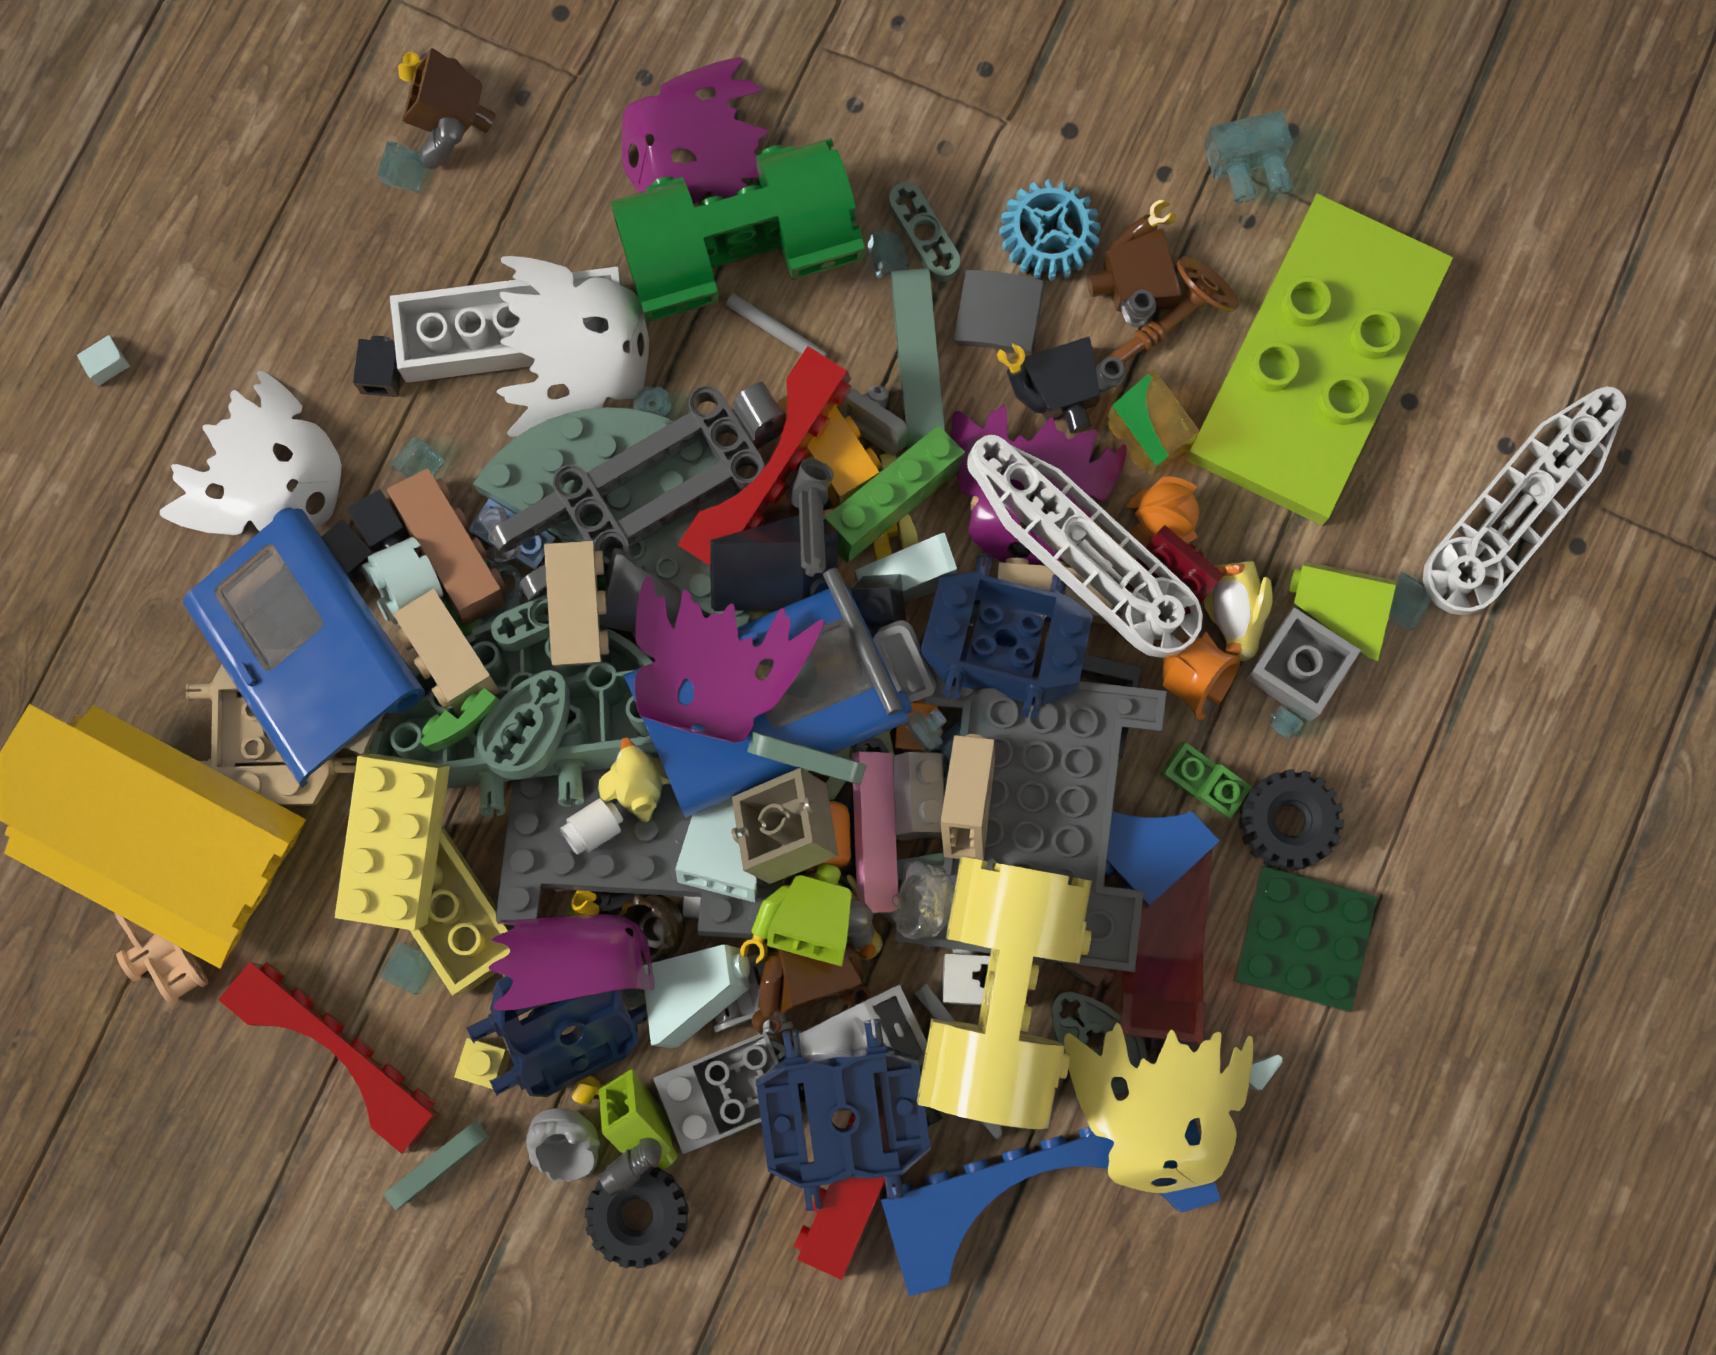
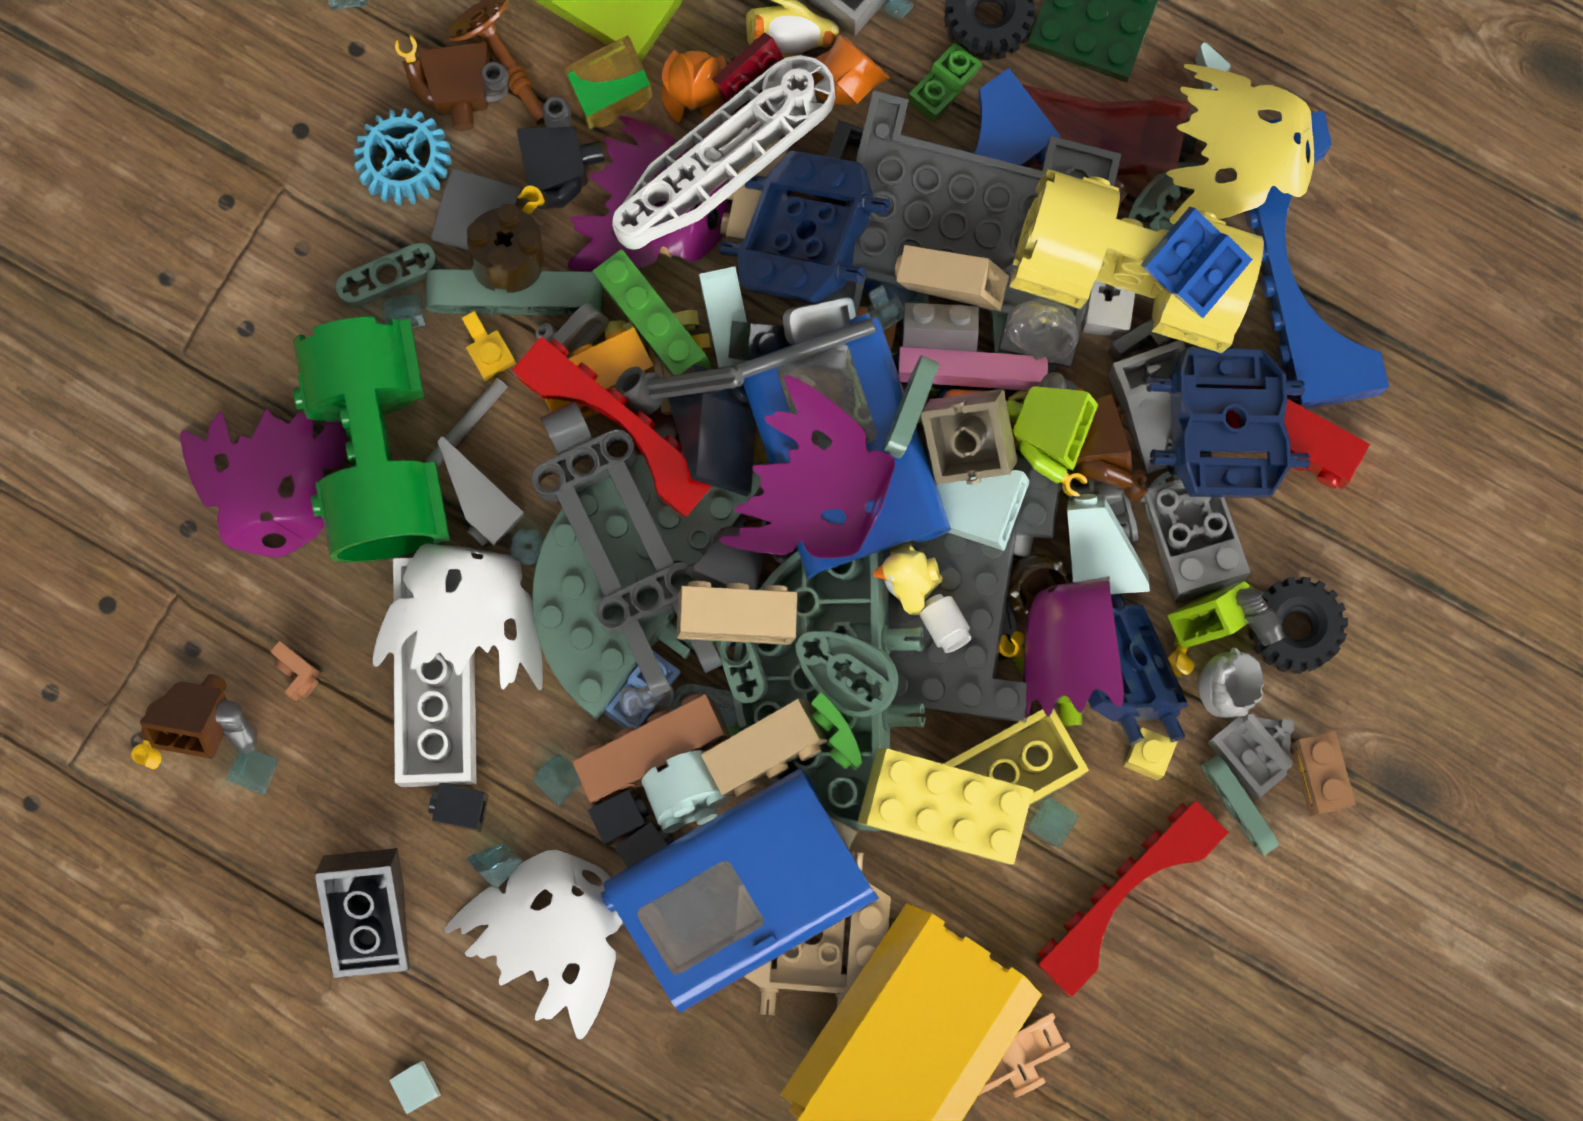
camera: 80 degrees left, 0 degrees up
(270, 287) = (363, 912): none -> black slope
(323, 406) = (495, 864): none -> clear light blue slope
(475, 1254) = (1323, 773): none -> medium nougat brick
(498, 1180) = (1256, 751): none -> light grey slope
(509, 194) = (291, 664): none -> nougat bracket
(693, 348) = (482, 503): none -> light grey slope
(854, 341) = (487, 351): none -> yellow plate
(954, 337) = (505, 249): none -> dark brown brick
(993, 1050) = (1196, 262): none -> blue slope

